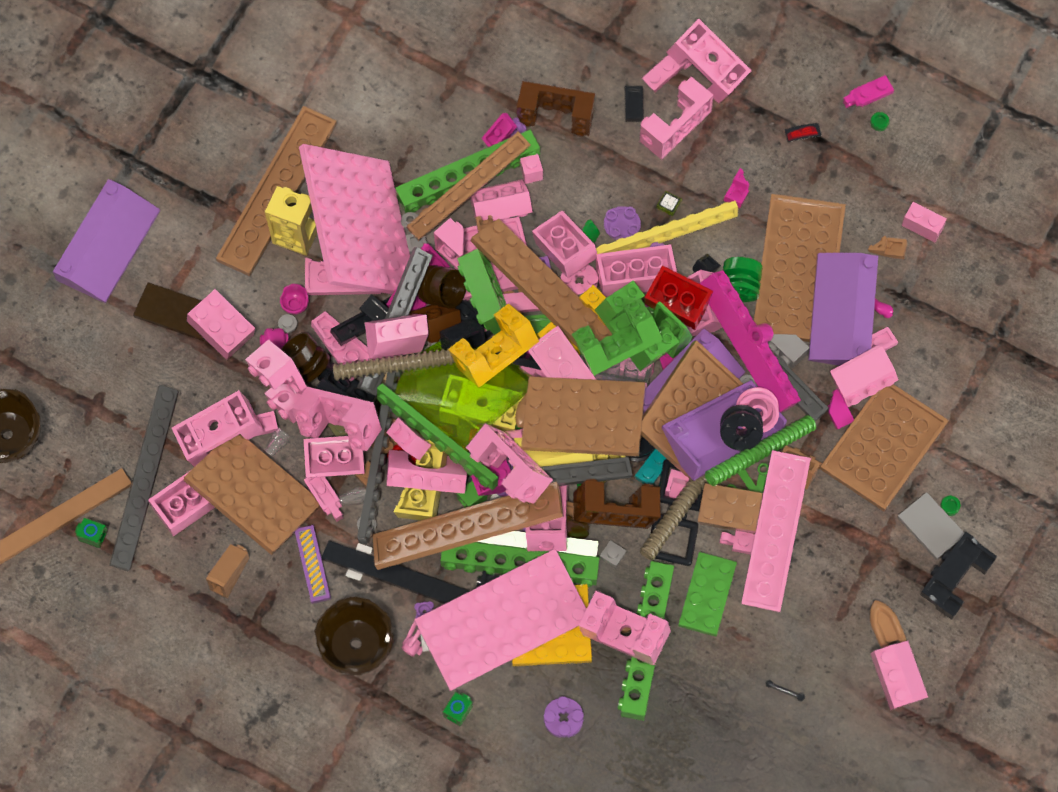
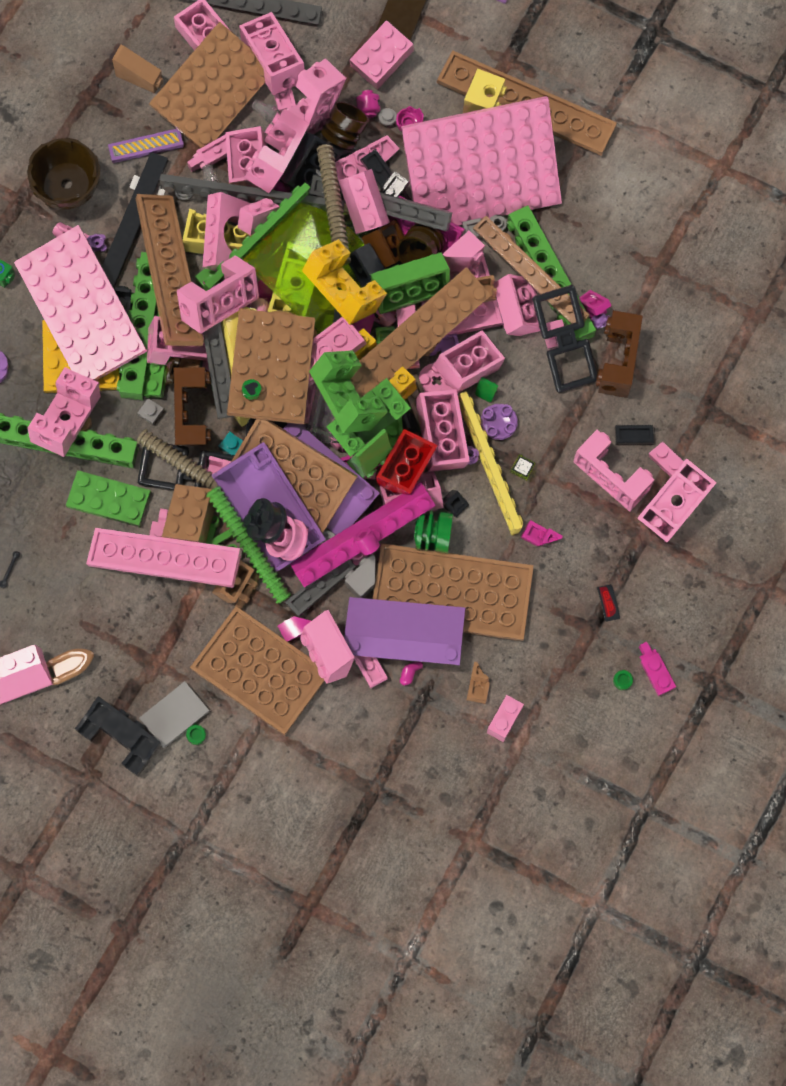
camera: 85 degrees right, 5 degrees up
(542, 154) = (565, 338): none -> black bar
(615, 428) = (251, 389): none -> green tile

